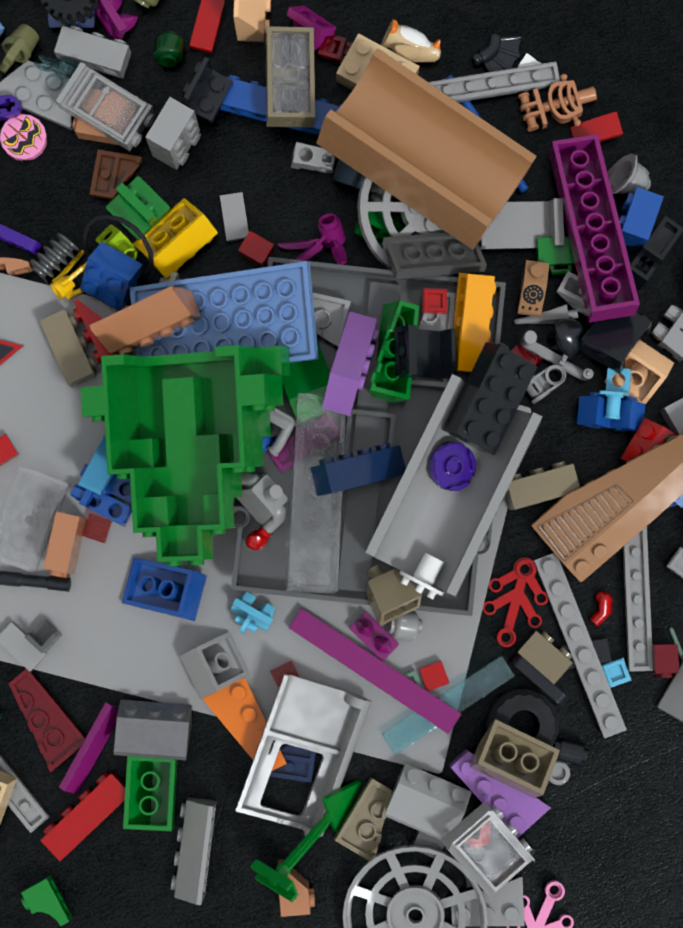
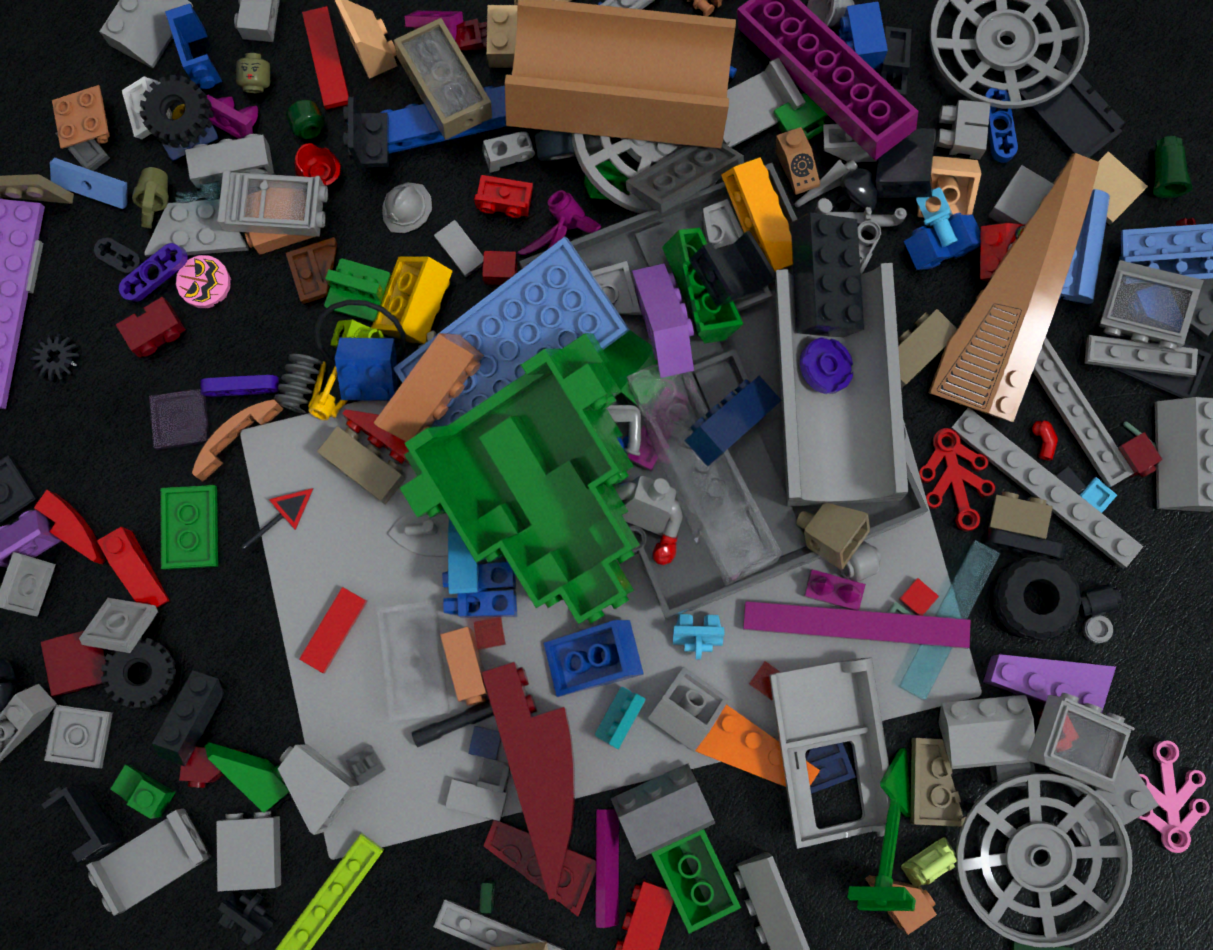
camera: 20 degrees left, 5 degrees down
(50, 608) = (485, 743): none -> dark blue tile
(79, 648) = (540, 764): none -> dark red slope
(82, 428) = (422, 534): none -> light grey shield
(156, 90) = (316, 161): none -> red hair
(159, 644) = (620, 717): none -> teal bracket
(173, 133) = (355, 194): light grey brick -> none
(211, 161) = (406, 207): none -> light grey piece
(290, 193) = (503, 196): none -> red bracket
(332, 875) = (930, 863): none -> yellowish green piece
(425, 575) = (861, 491): white piece -> none
(434, 301) = (711, 216): red tile -> none
(515, 759) = (1054, 635): dark tan slope -> none

